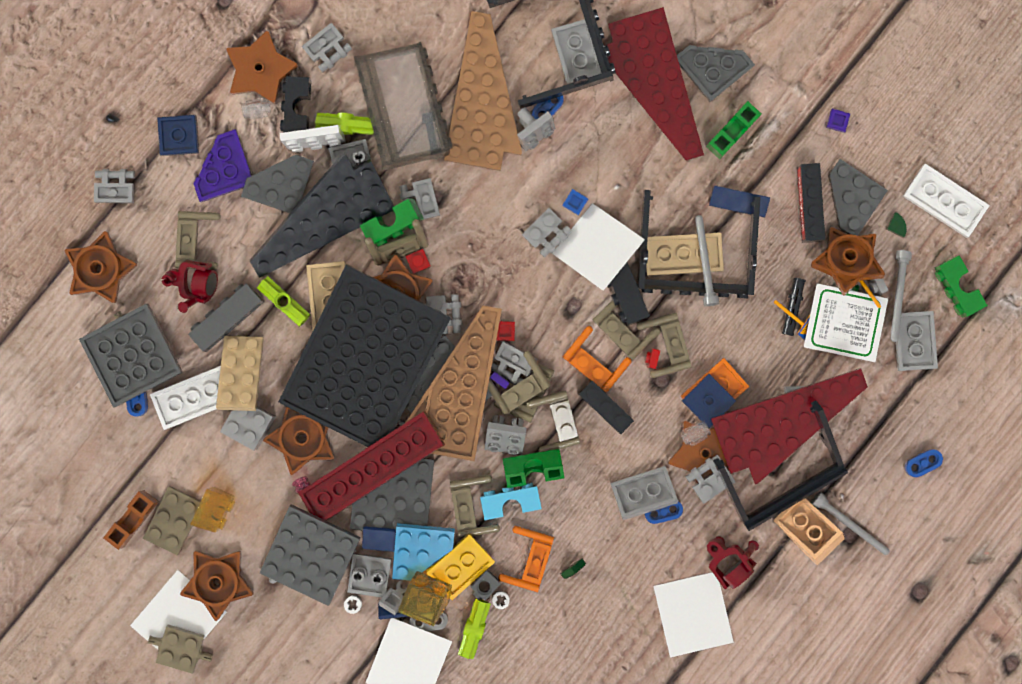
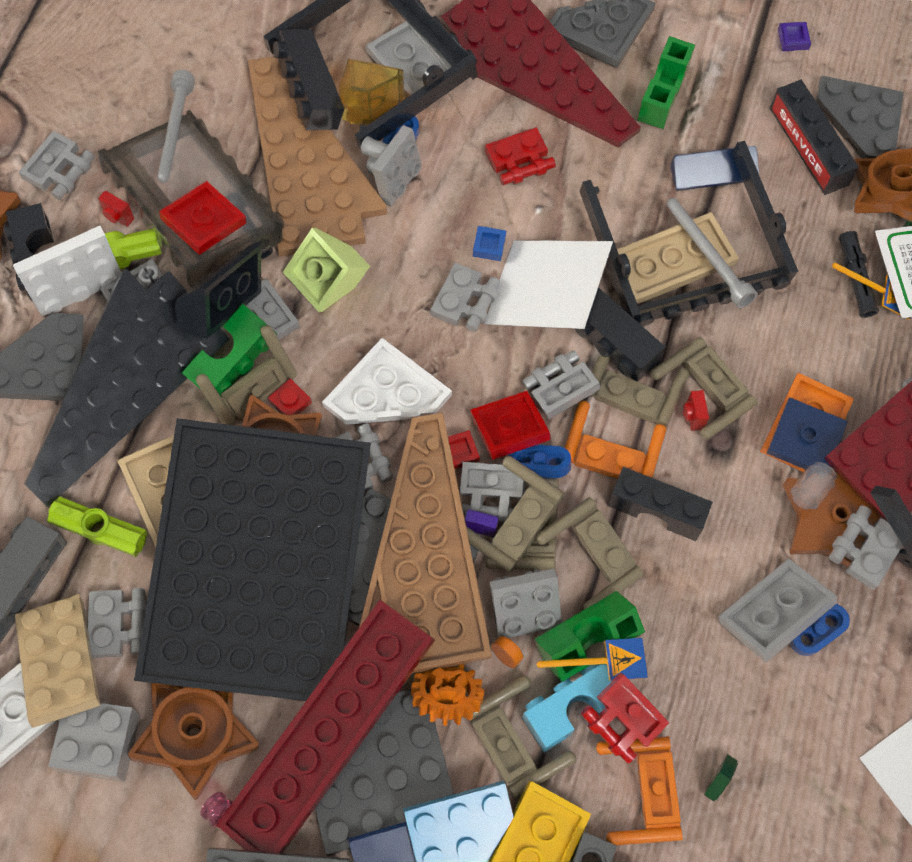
camera: 25 degrees left, 20 degrees down
(273, 358) = (107, 622): none -> light grey plate
(353, 95) = (115, 209): none -> red plate
(397, 186) = (221, 293): none -> black slope
(402, 133) = (202, 217): none -> red plate
(422, 21) = (182, 86): none -> light grey piece
(443, 471) = (447, 694): none -> orange gear
(468, 184) = (325, 269): none -> yellowish green slope
(476, 276) = (386, 389): none -> white plate
(485, 458) = (507, 651): none -> orange tile
(503, 45) = (308, 79): none -> black brick
(537, 519) = (632, 710): none -> red plate
(538, 70) = (369, 90): none -> clear yellow slope
(539, 327) = (510, 425): none -> red plate
(545, 489) = (622, 657): none -> piece
(549, 355) = (545, 460): none -> blue plate
(581, 317) = (564, 390): none -> light grey plate
(617, 141) = (518, 150): none -> red plate

